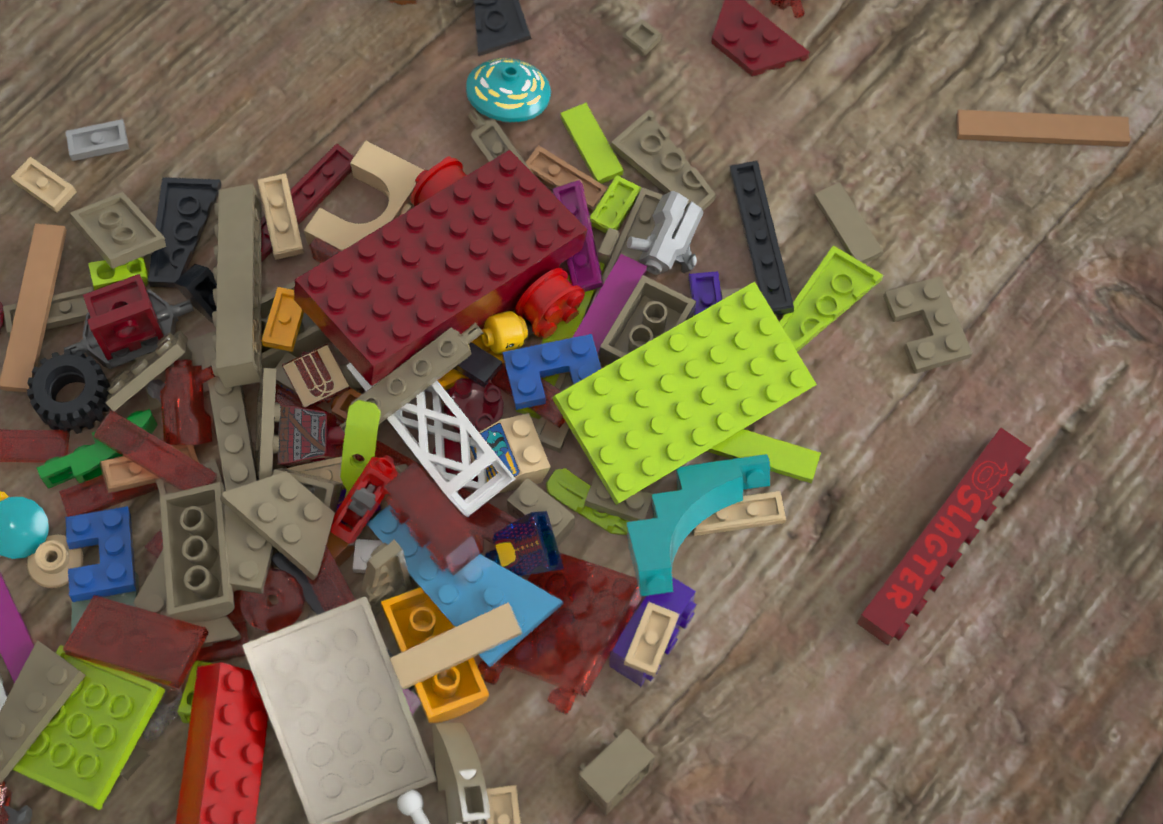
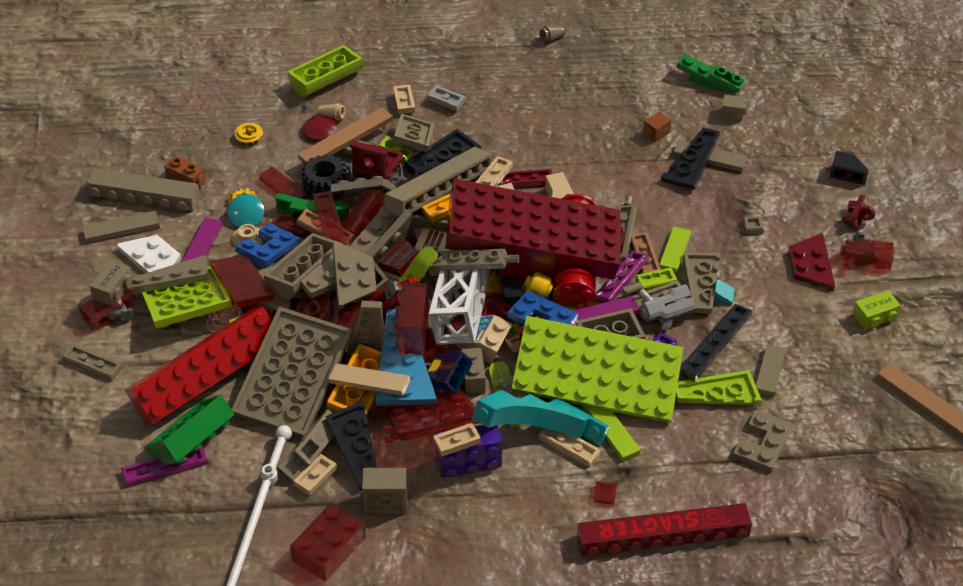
camera: 45 degrees right, 20 degrees down
(504, 734) = (353, 438): none -> black wing
(508, 90) = (657, 199): teal dish -> none
(703, 160) = (723, 293): none -> slope
(836, 542) = (605, 493): none -> clear red tile
(883, 49) = (876, 310): none -> lime brick

